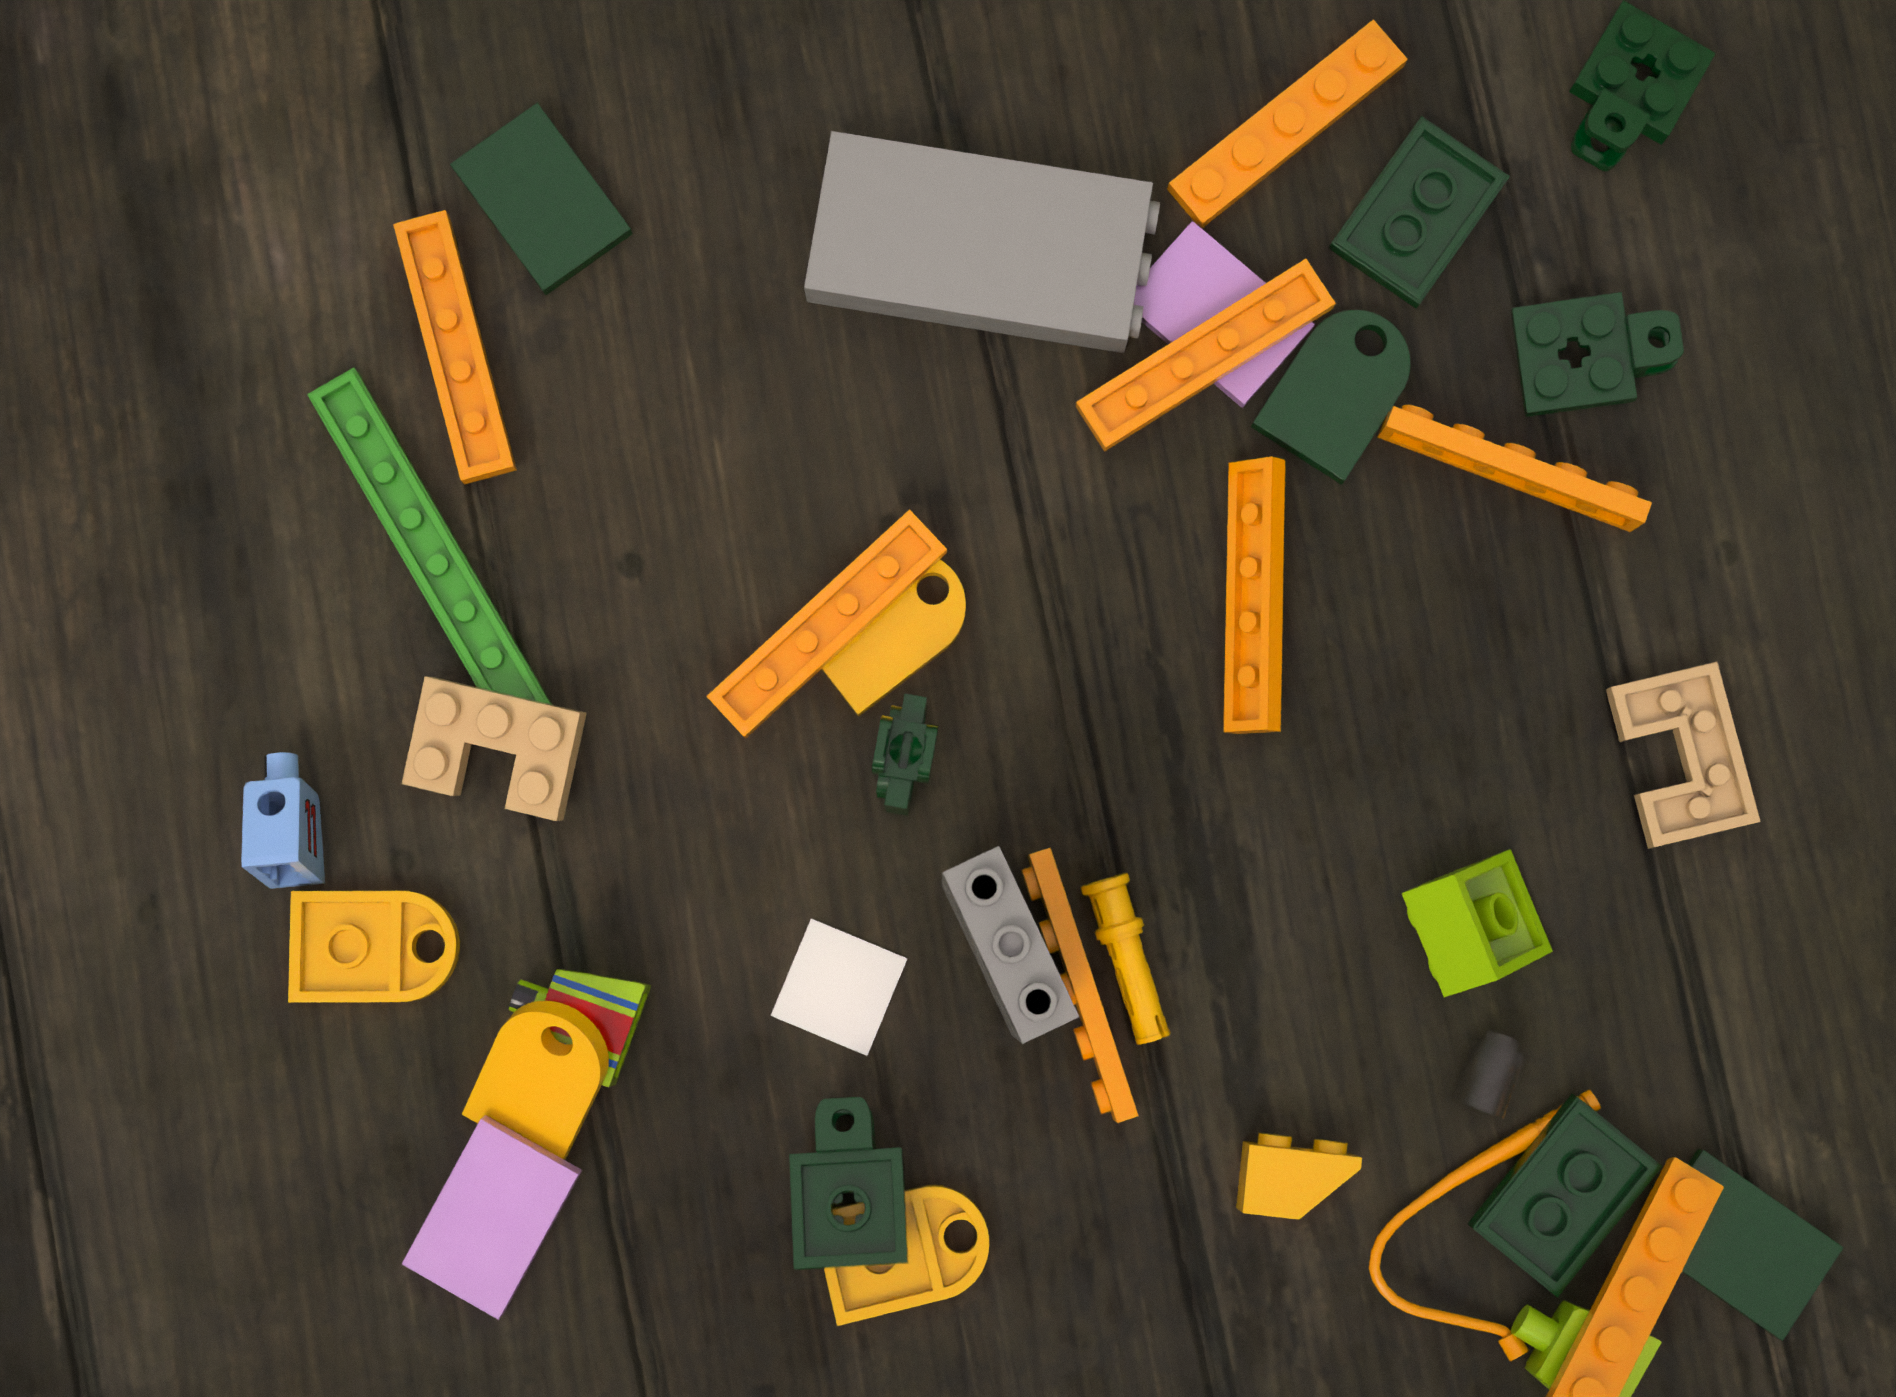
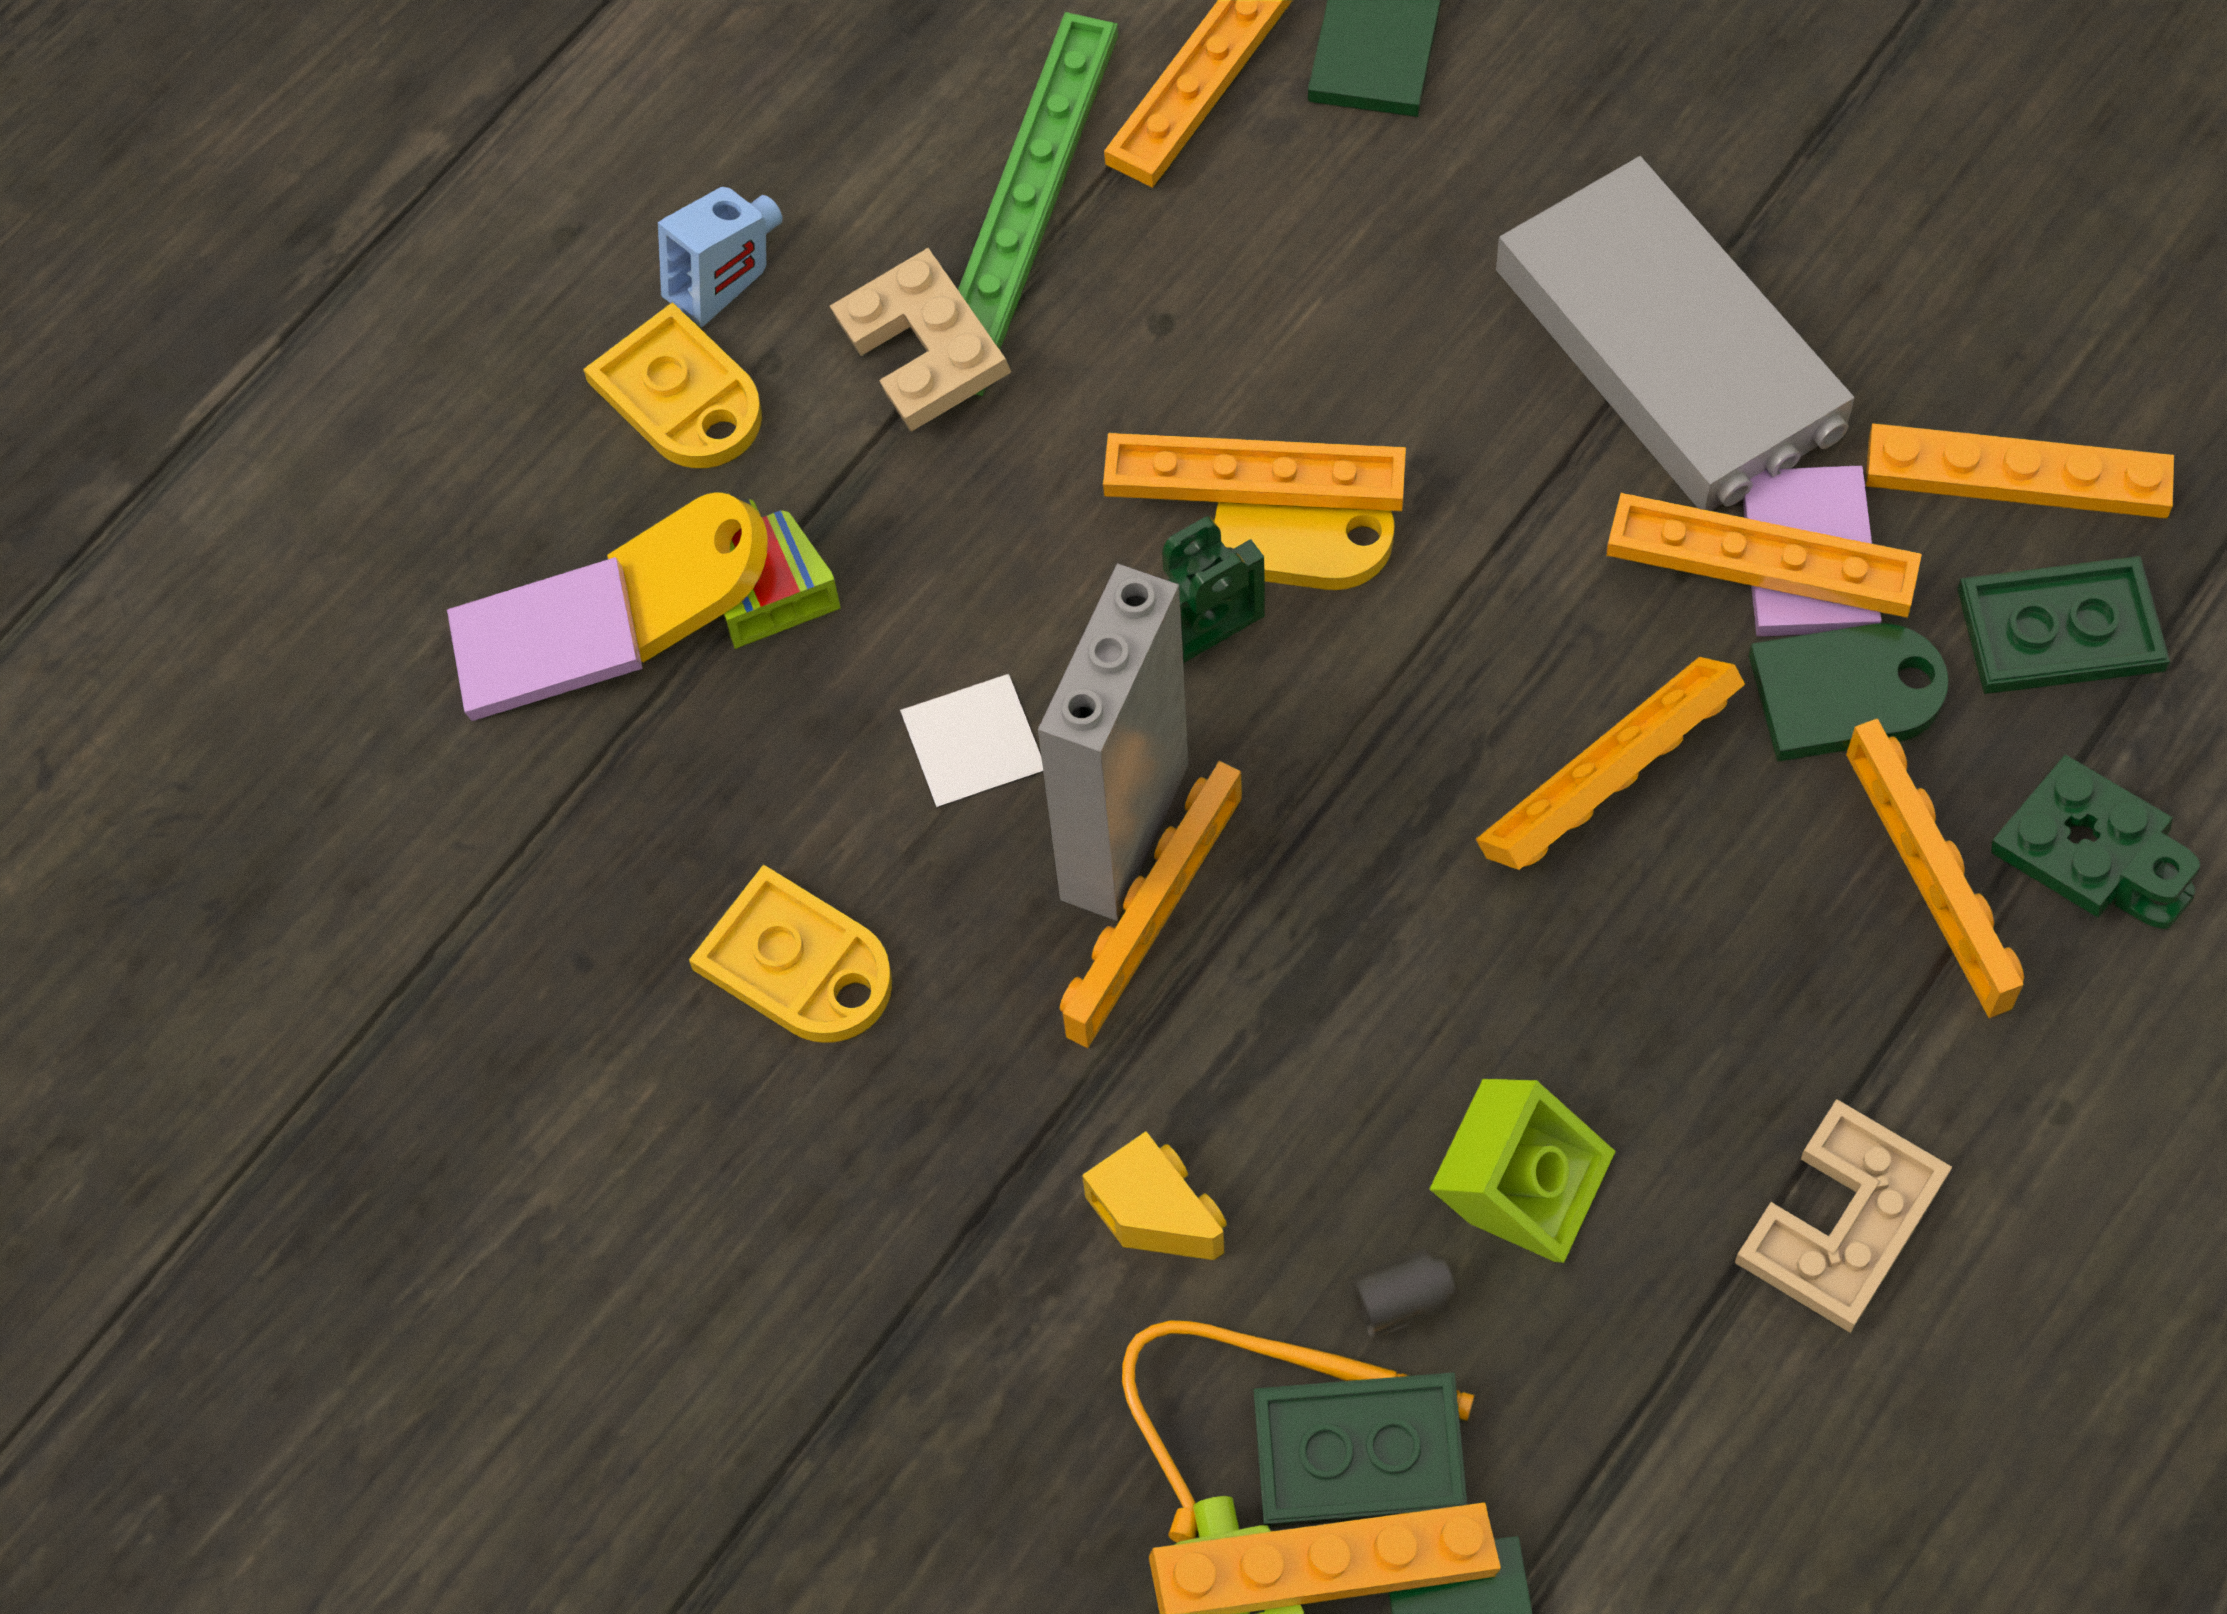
camera: 55 degrees right, 20 degrees down
(840, 1166) = (833, 846): dark green plate -> none
(1120, 933) = (1226, 897): yellow pin -> none

